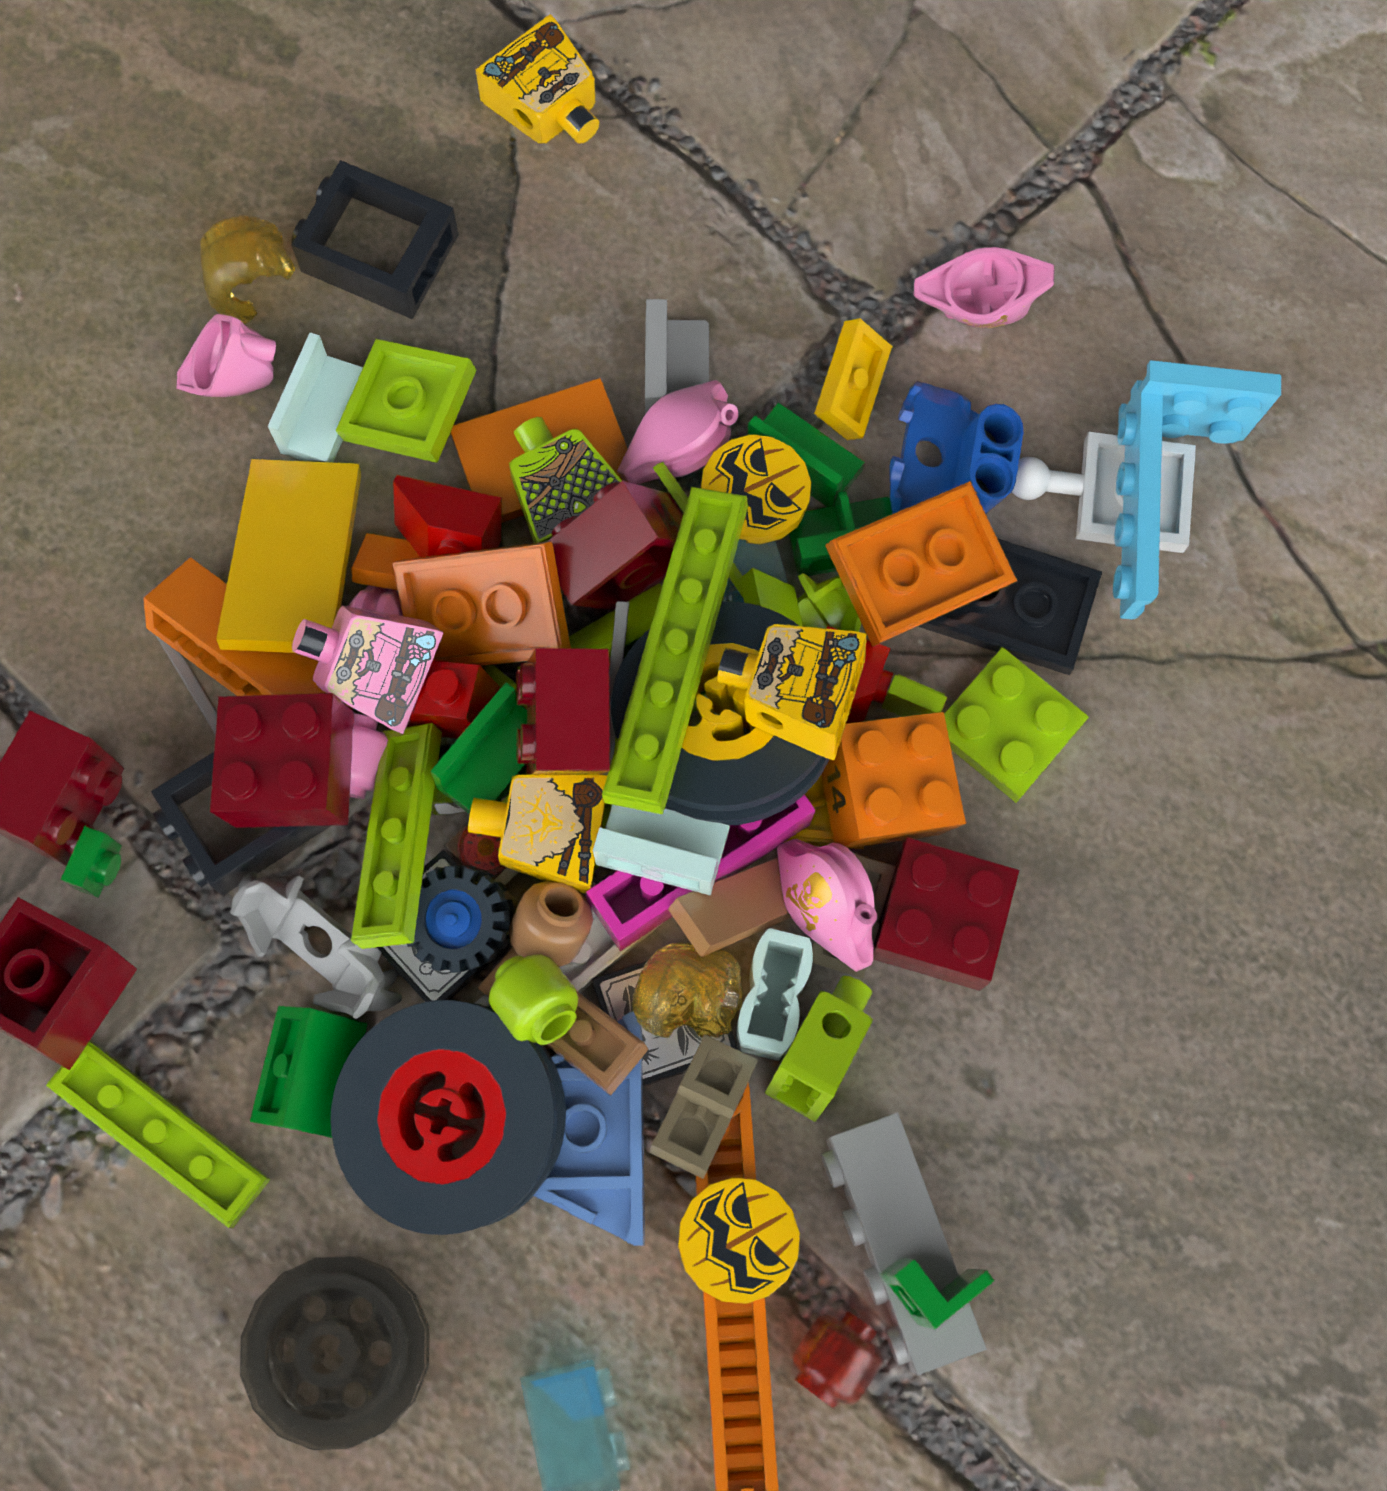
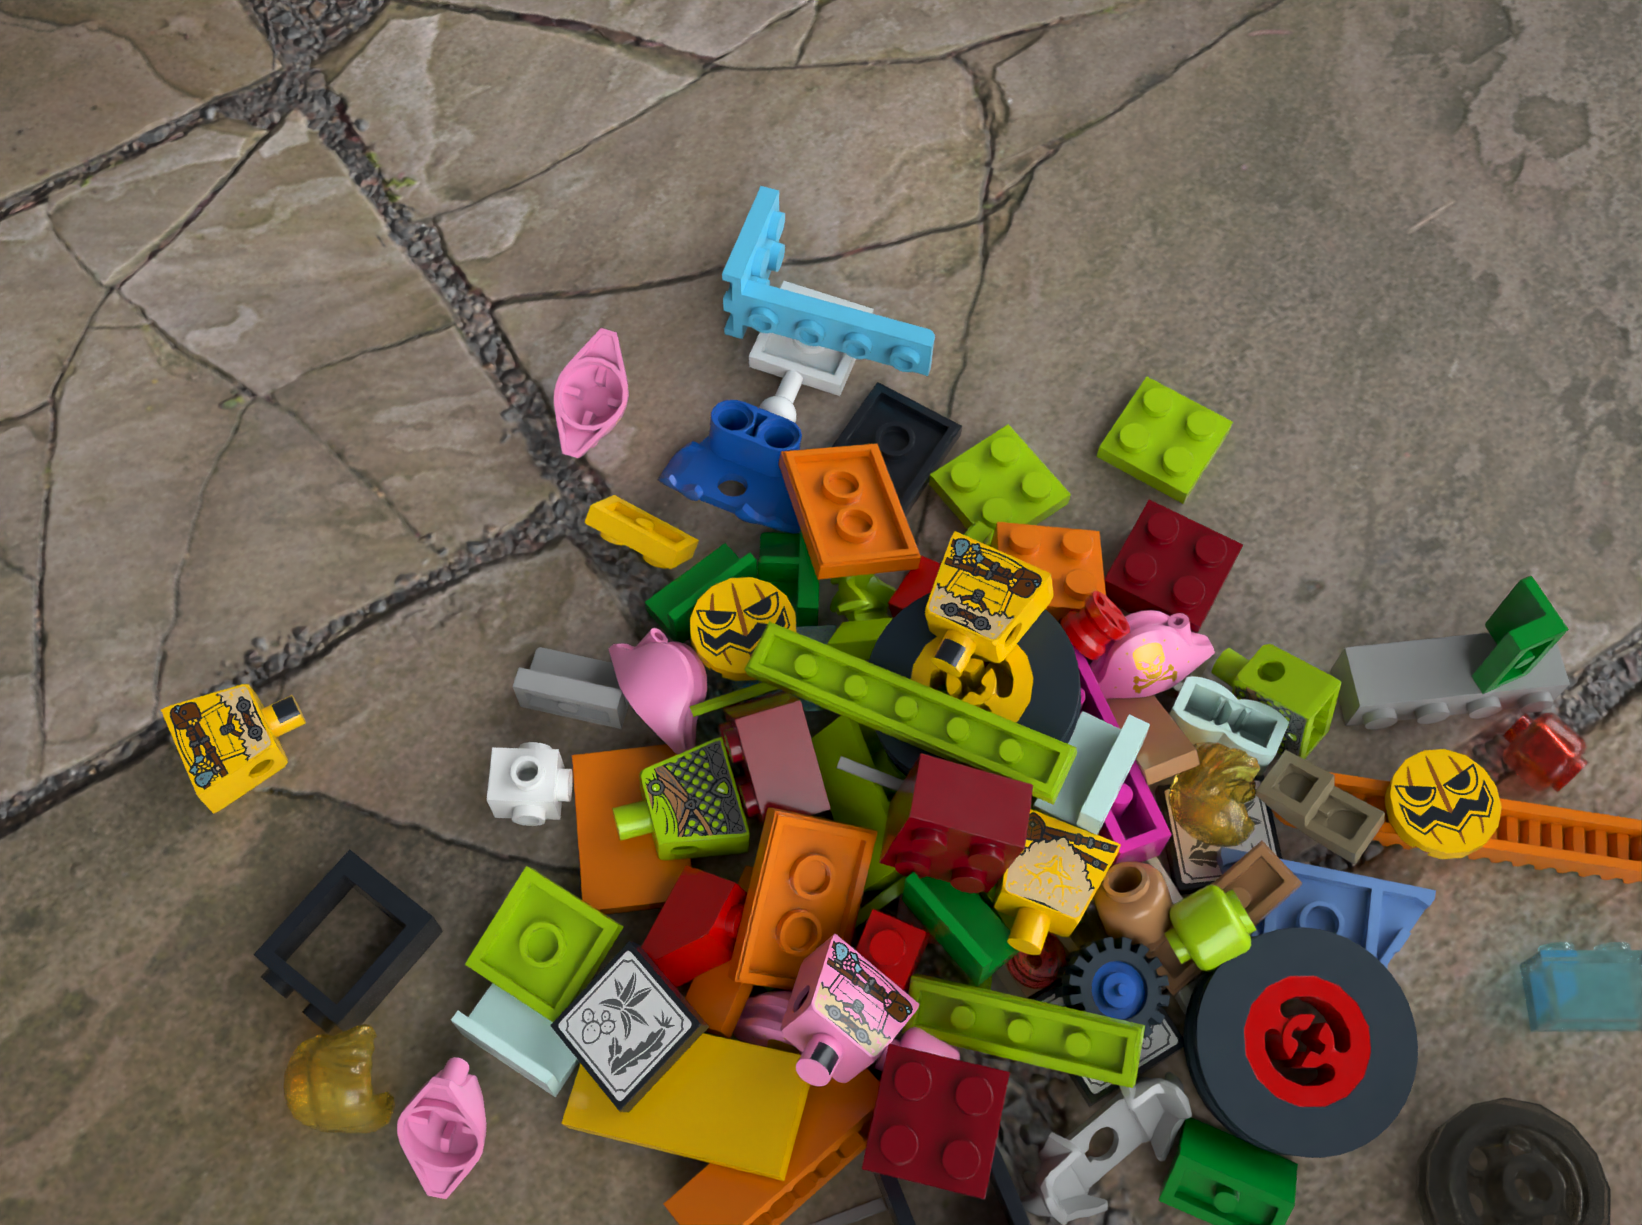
camera: 75 degrees left, 10 degrees down
(336, 484) = (629, 1026): none -> tile
(556, 342) = (528, 783): none -> white brick
(832, 824) = (1095, 625): none -> red wheel
(1124, 892) = (1164, 439): none -> lime plate

